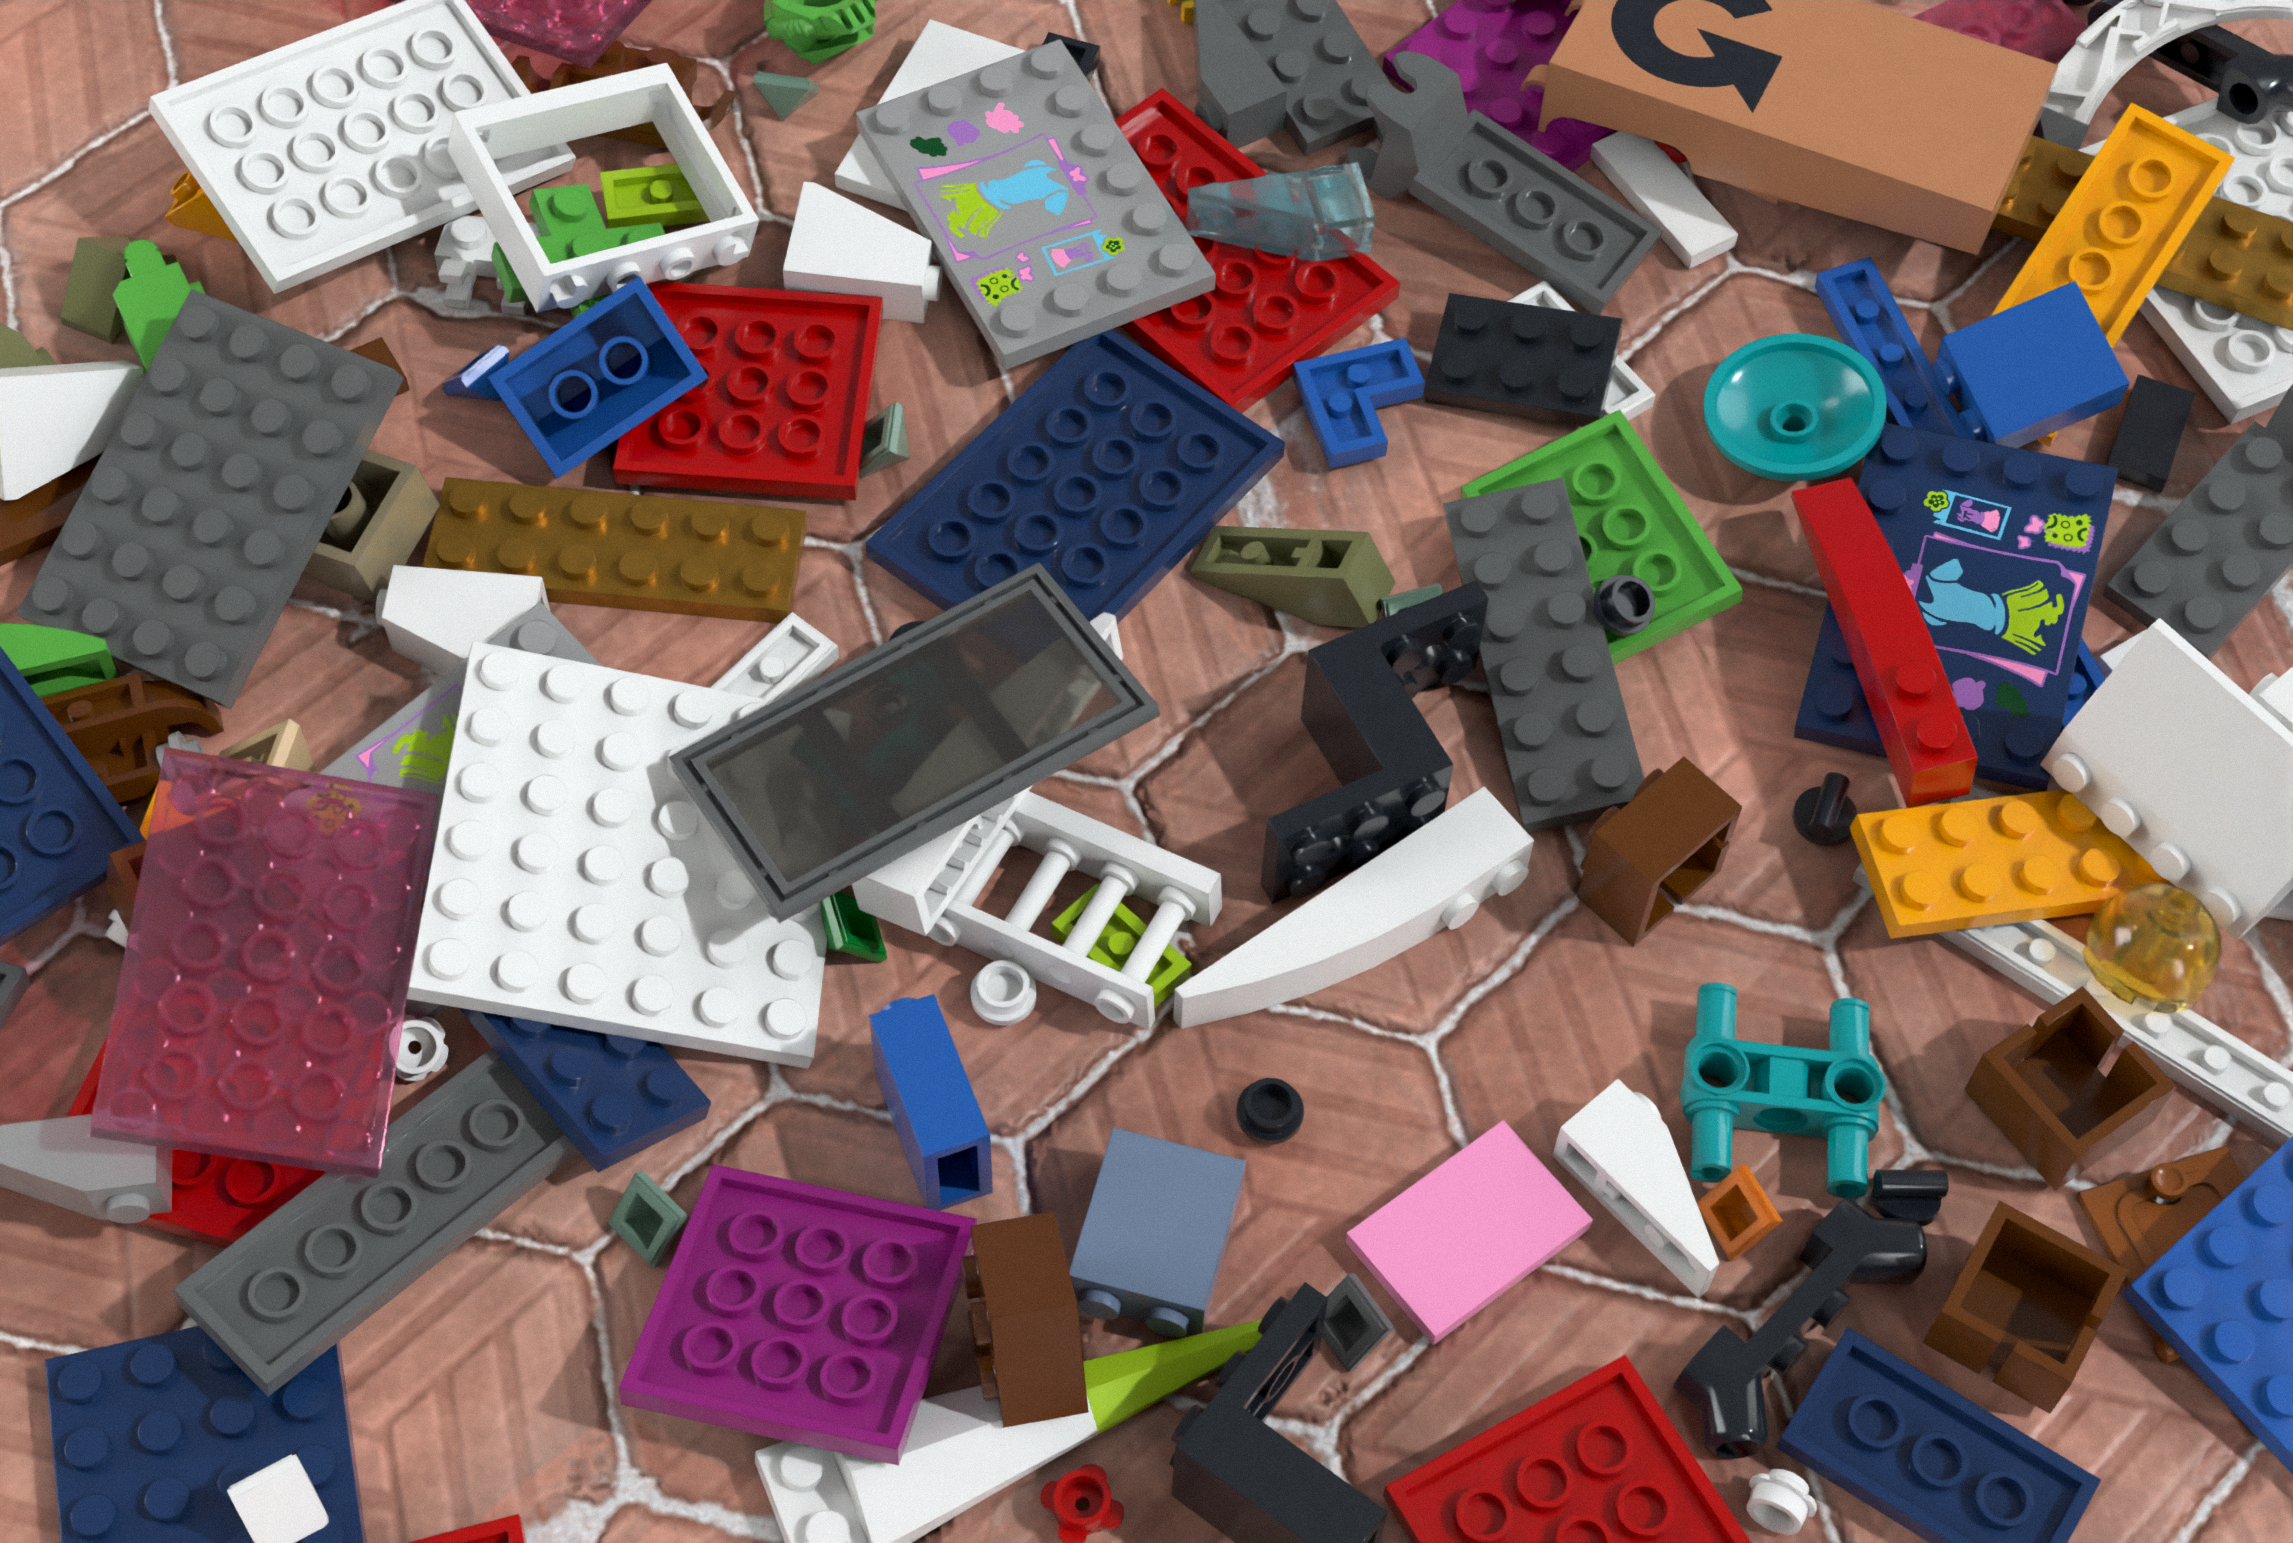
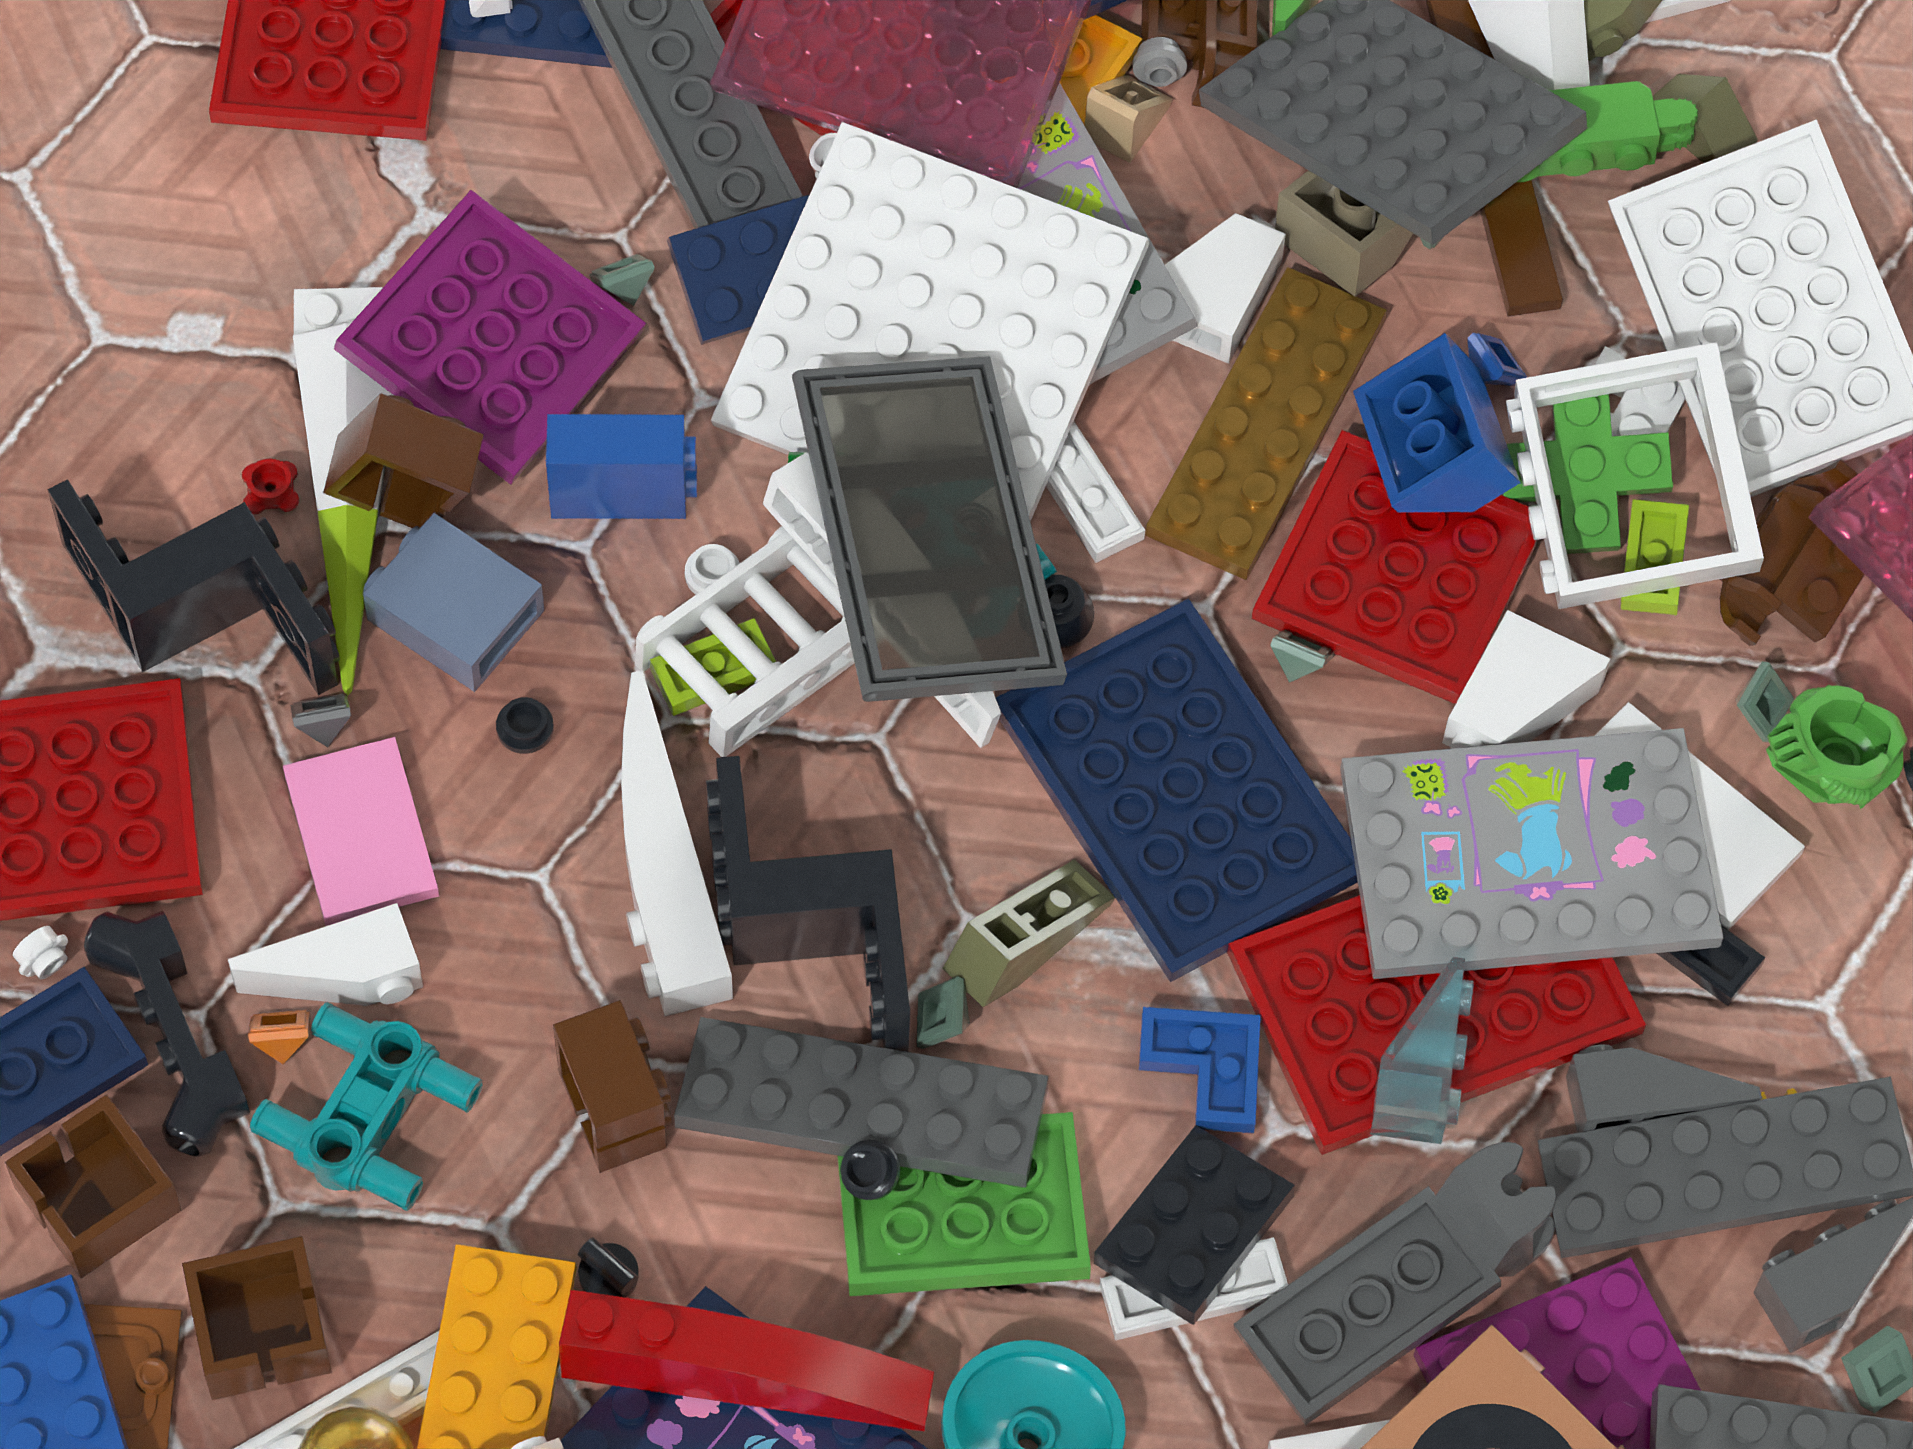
camera: 110 degrees right, 5 degrees up
(1909, 1193) = (233, 1160): black plate -> none

